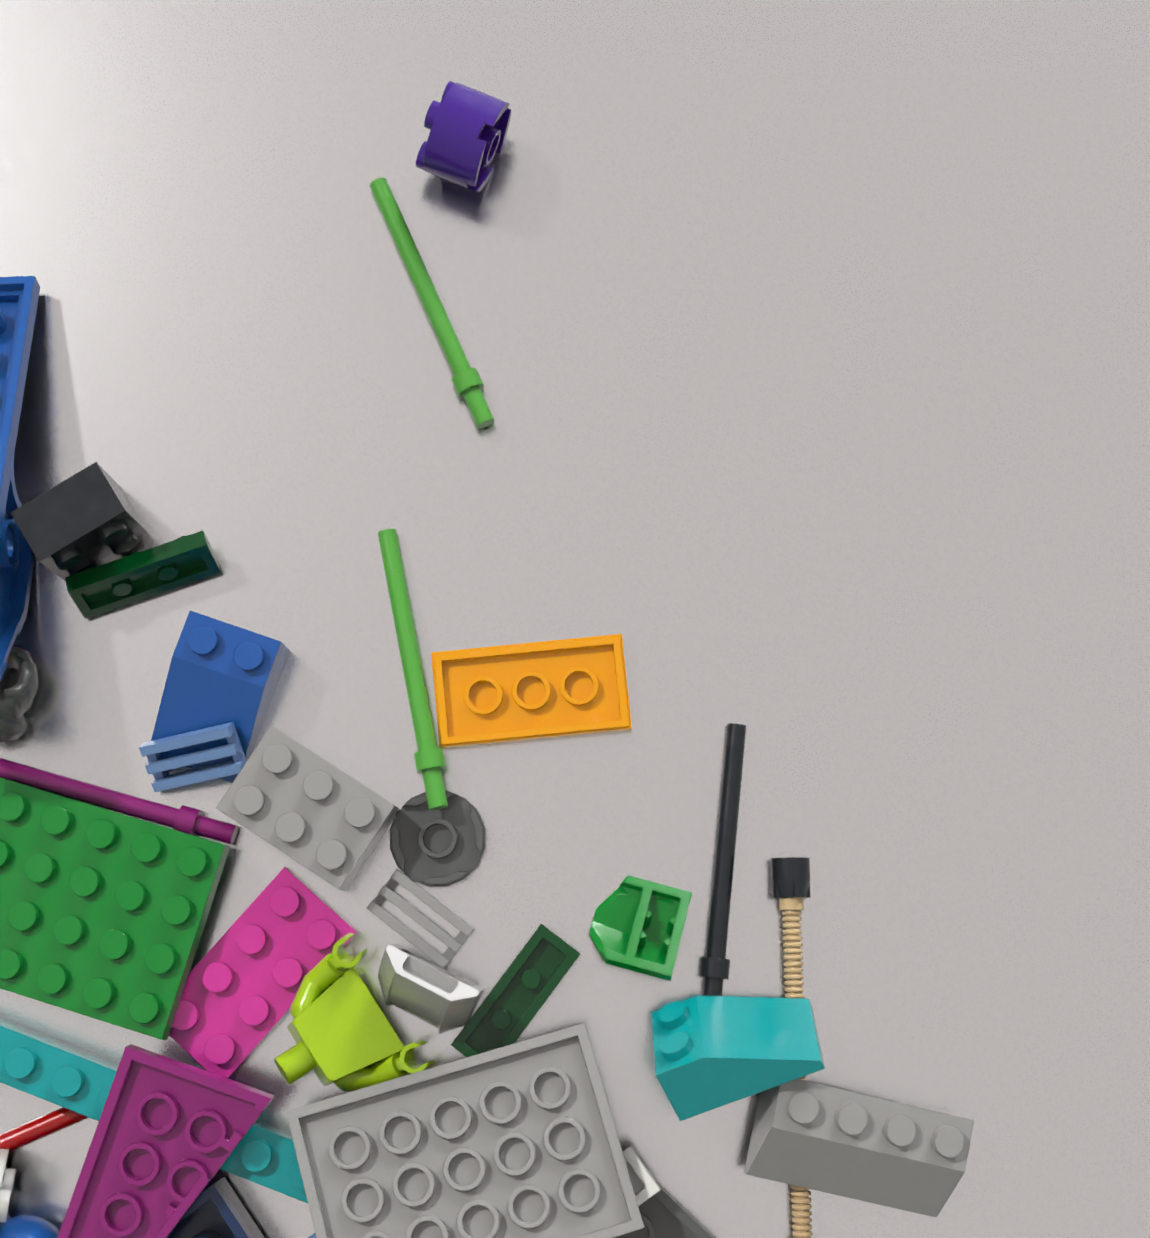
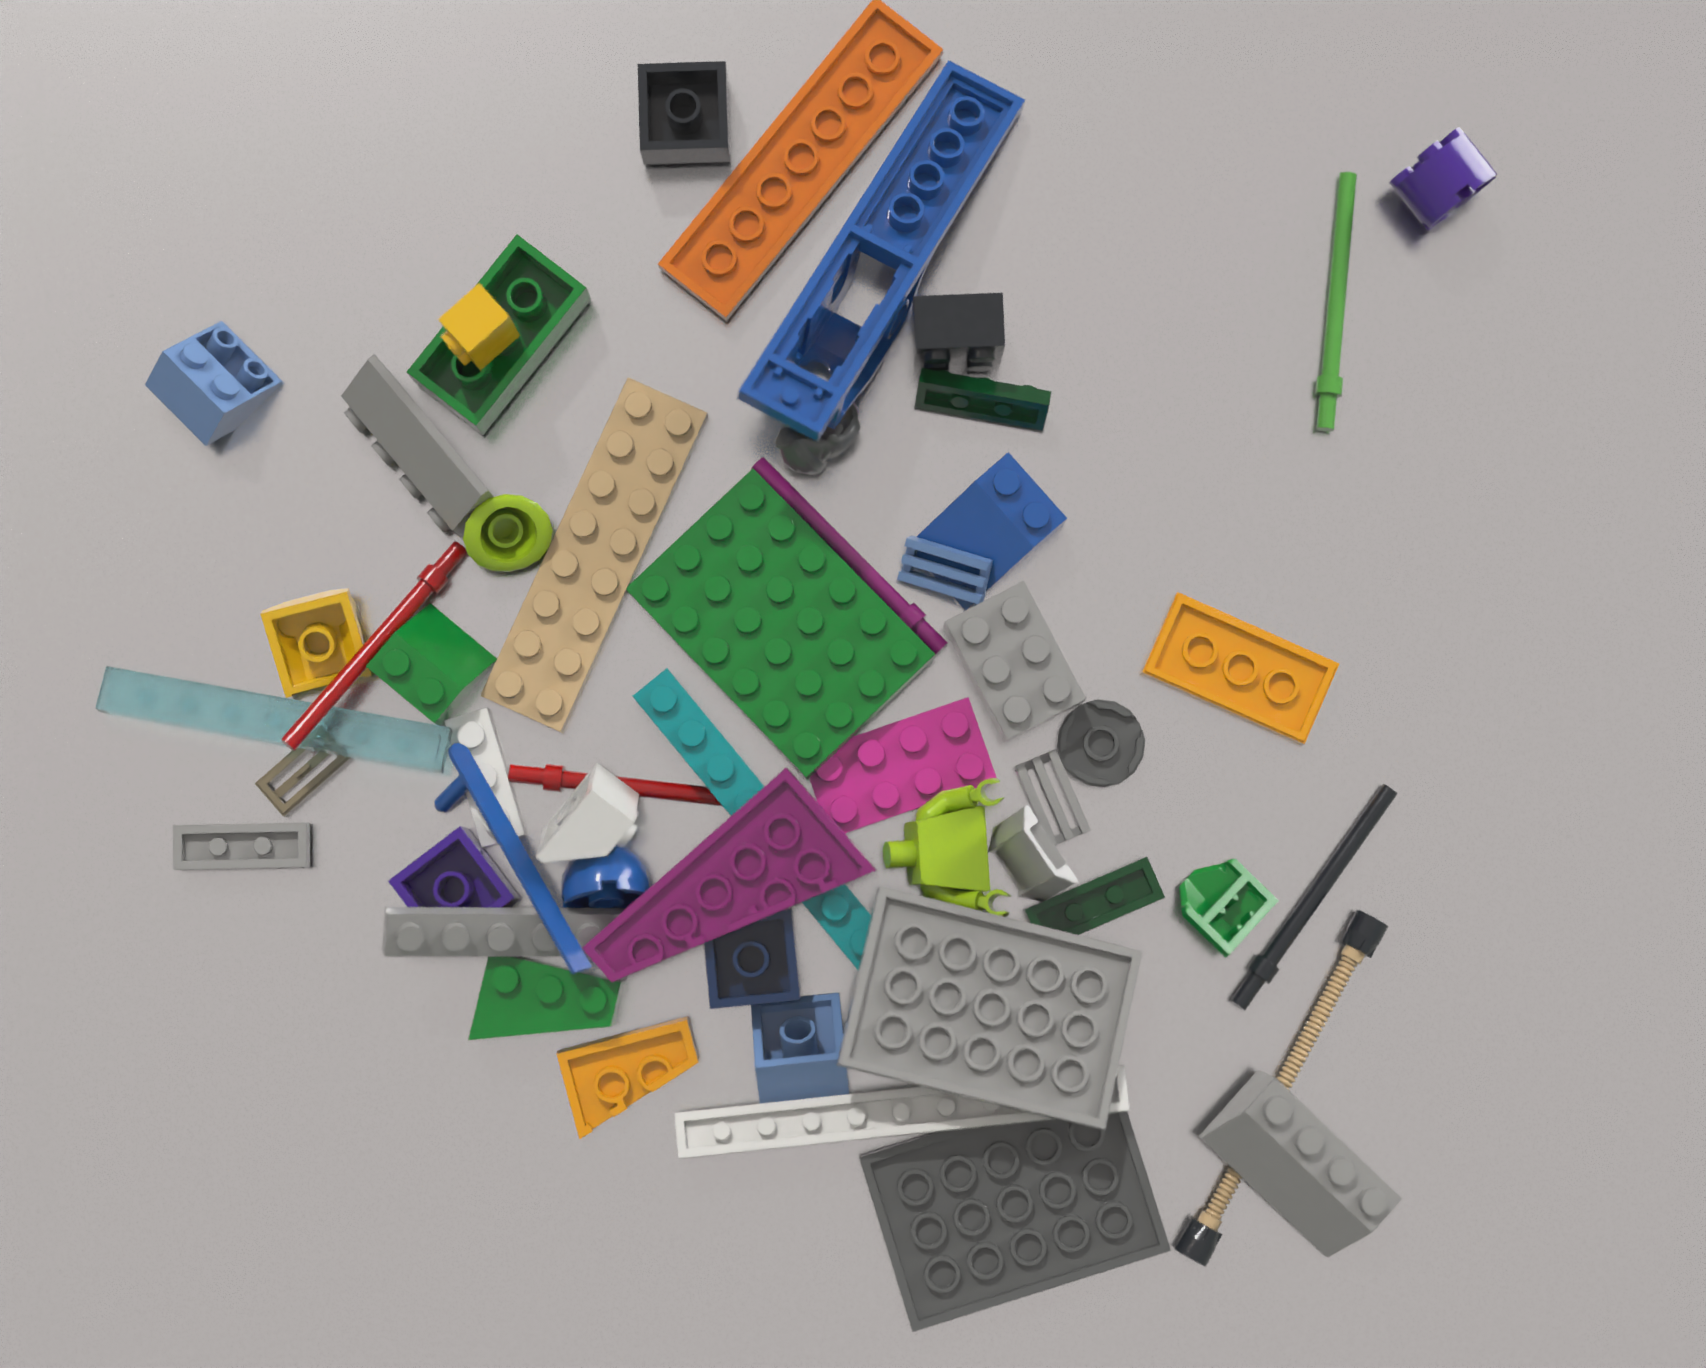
camera: 30 degrees right, 5 degrees up
(429, 757) = (1131, 675): bright green bar -> none
(731, 1048) = (1245, 1035): teal slope -> none

